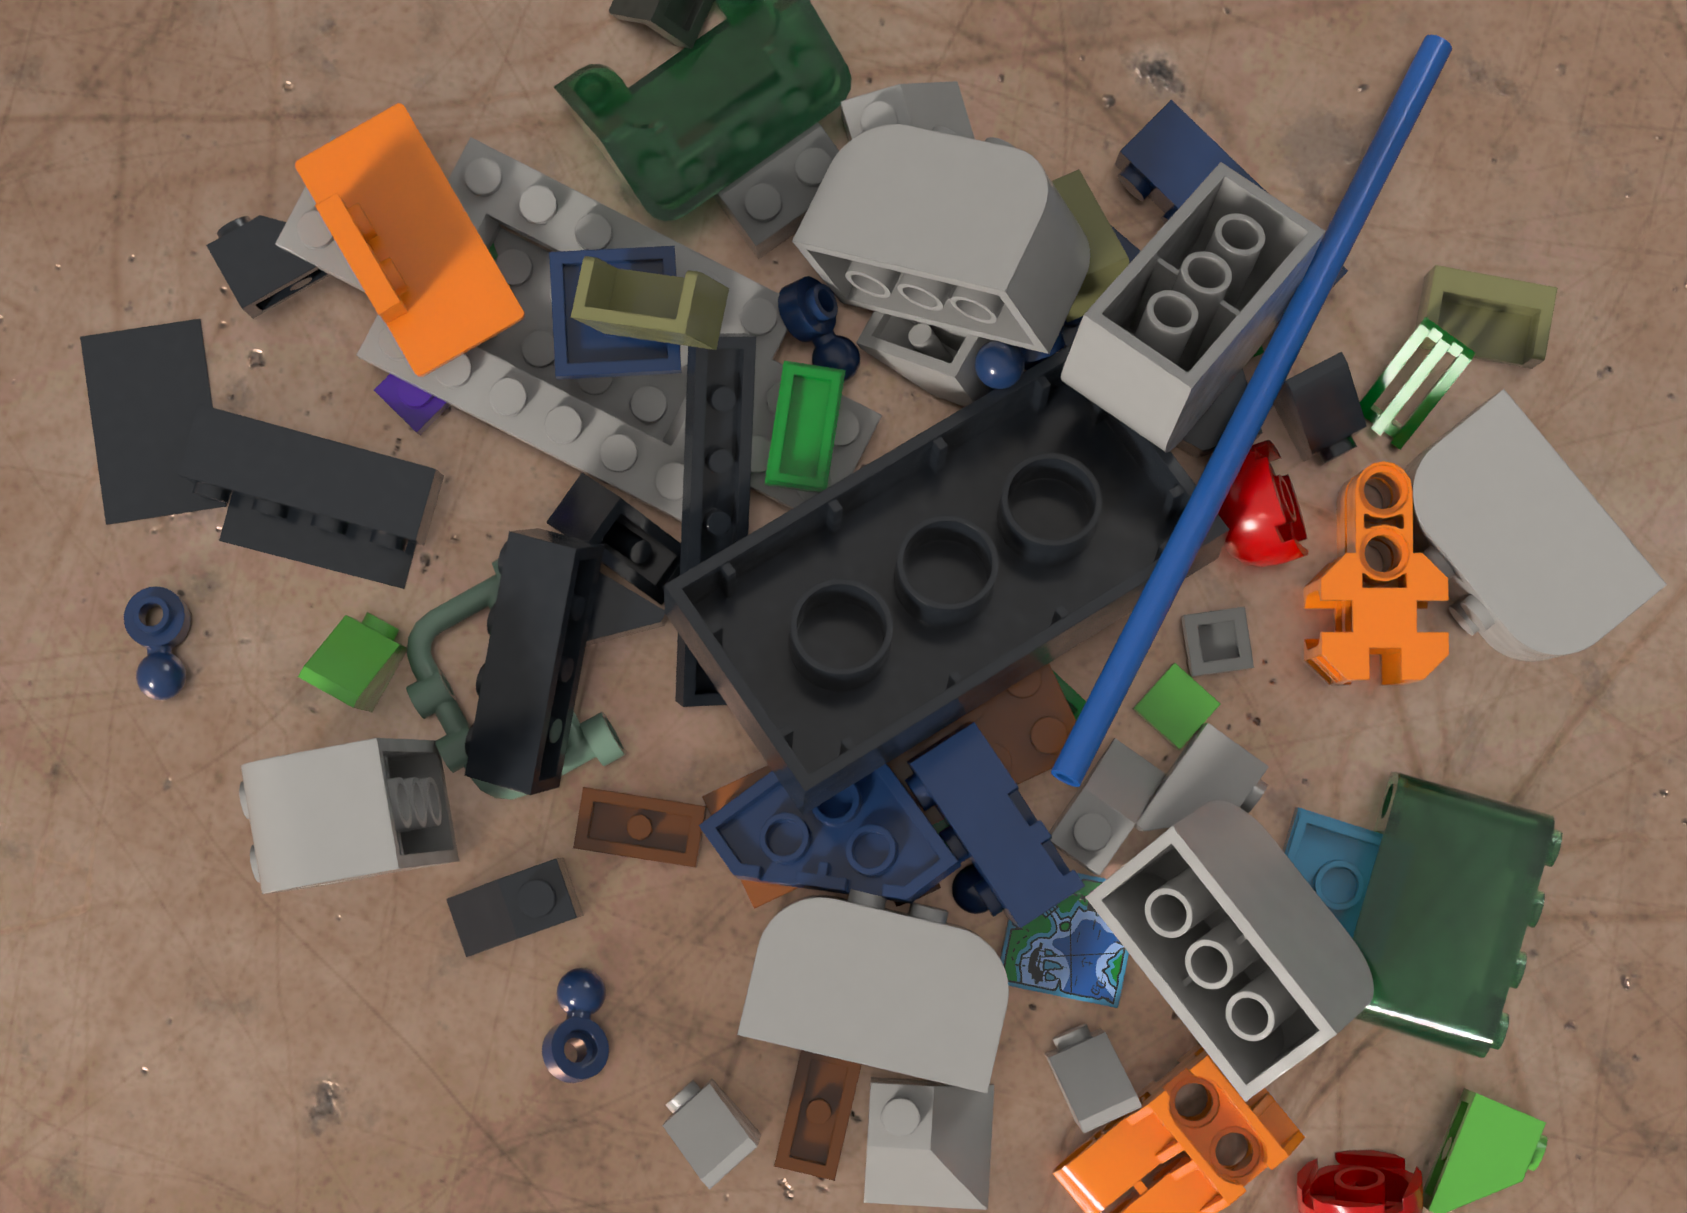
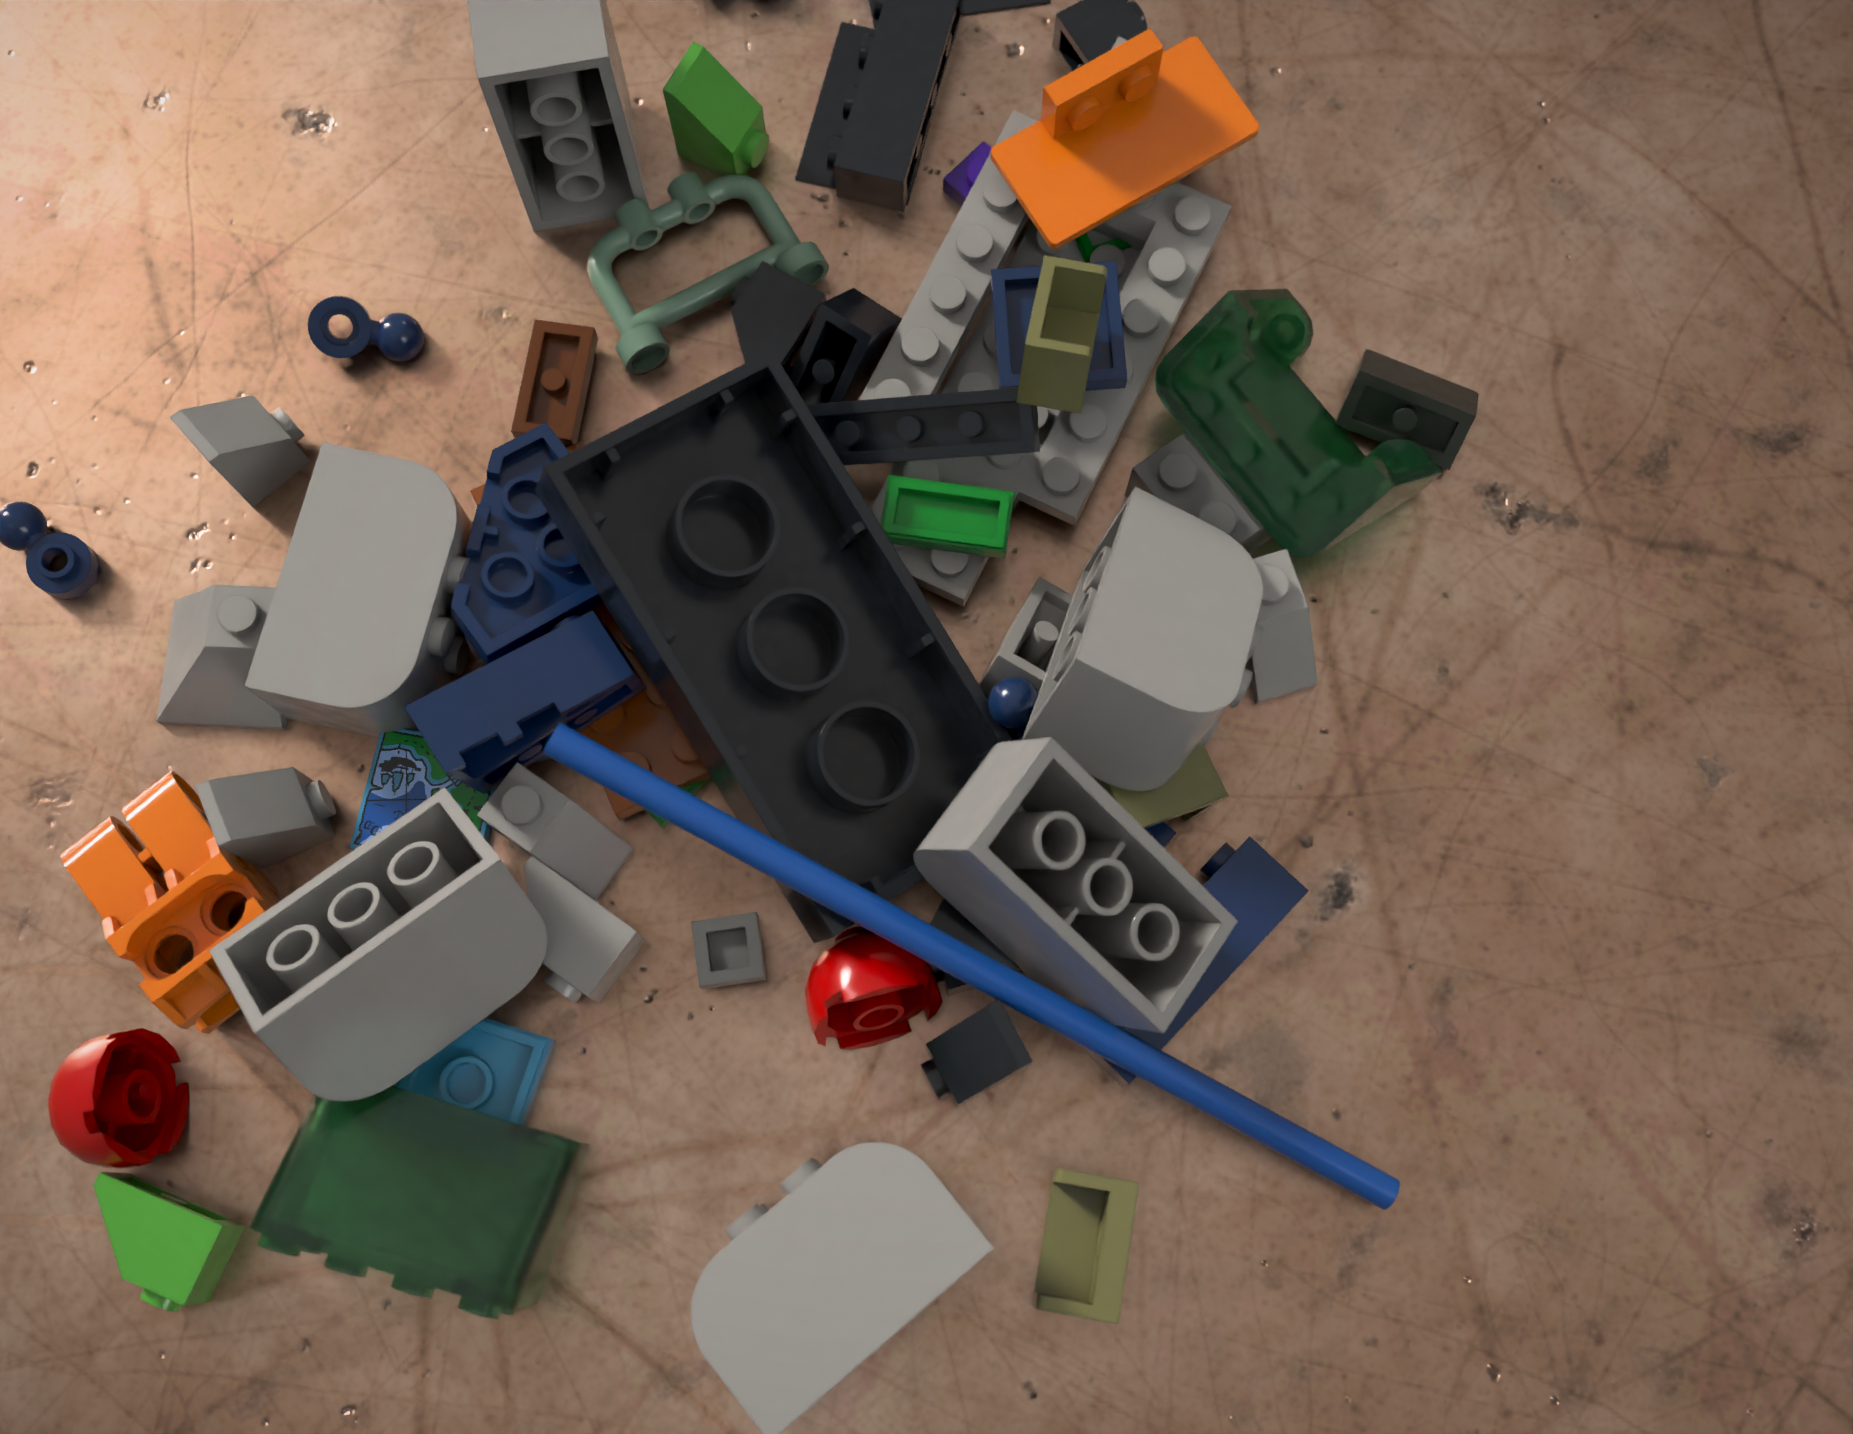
camera: 85 degrees right, 10 degrees down
(514, 906) = (484, 280): black slope -> none
(533, 660) = (711, 260): black brick -> none
(810, 315) = (1029, 558): dark blue plate -> none
(817, 1115) = (243, 548): reddish brown plate -> none
(1176, 706) = (663, 910): bright green tile -> none
(1375, 608) = (762, 1108): orange connector -> none
(1384, 420) = (972, 1135): tile -> none

